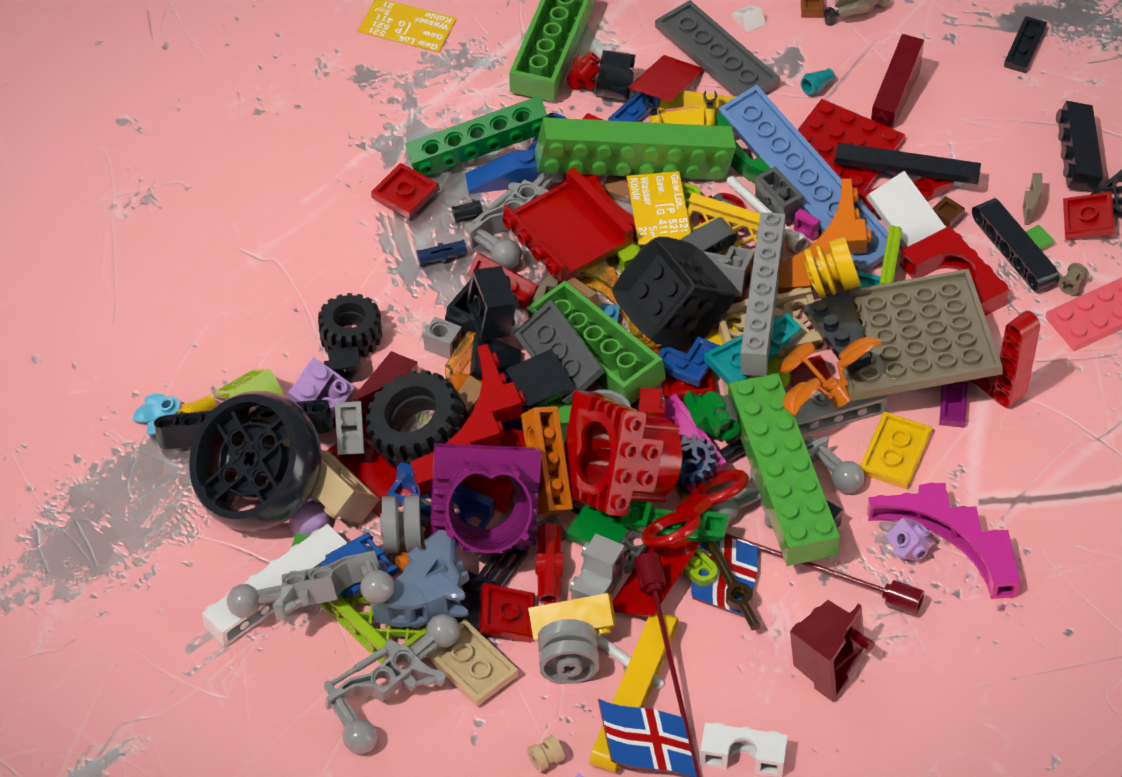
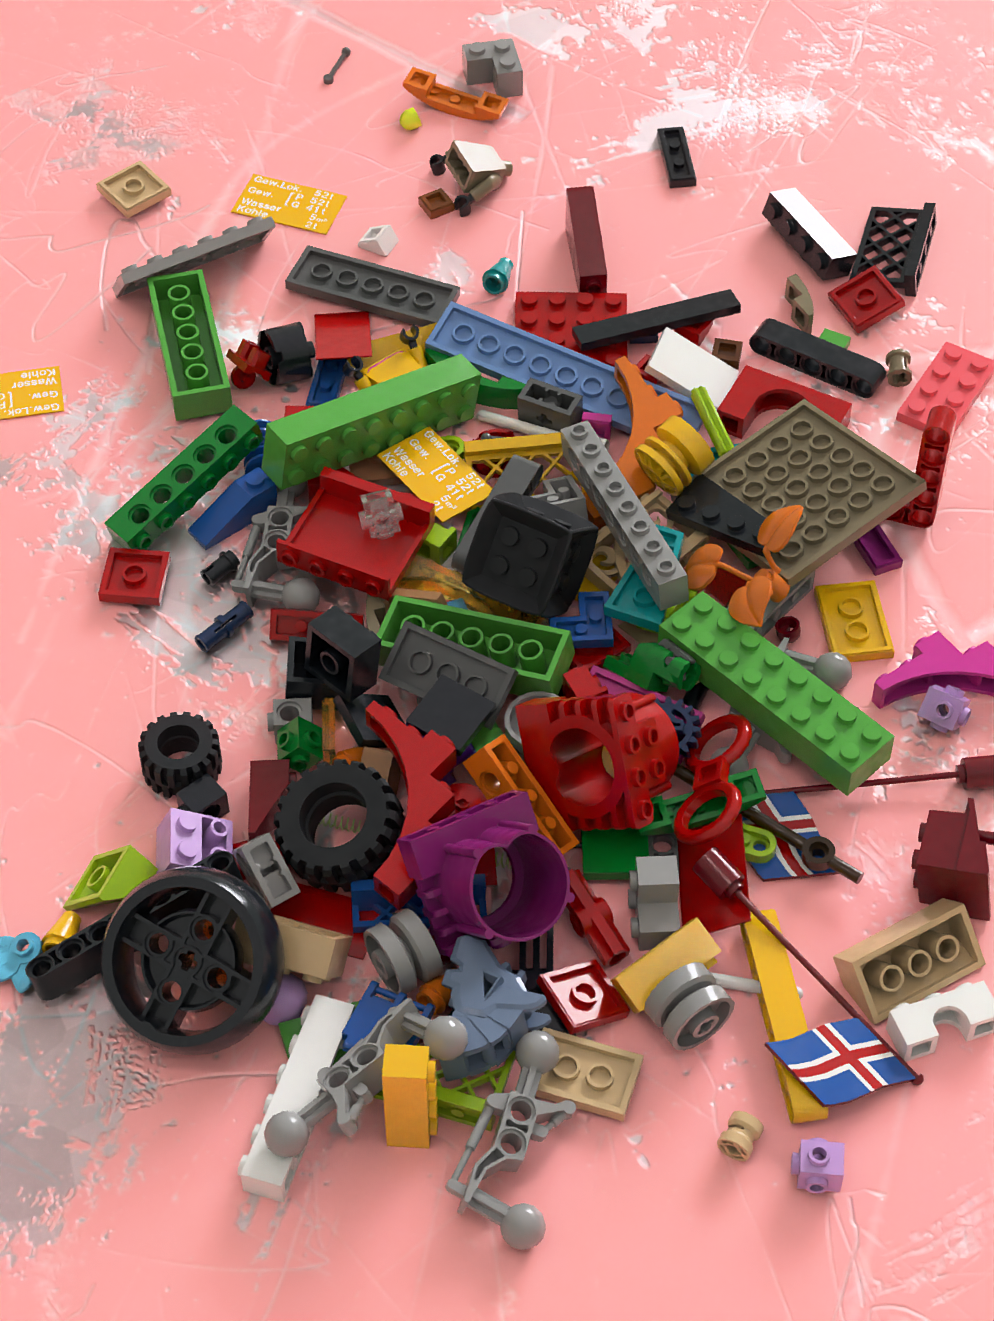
camera: 30 degrees left, 0 degrees up
(332, 613) = (409, 1096): none -> yellow brick
(433, 354) = (300, 743): none -> green brick
(589, 218) = (380, 514): none -> clear brick
(753, 698) = (910, 959): none -> tan slope
(839, 433) = (783, 628): none -> dark red hinge

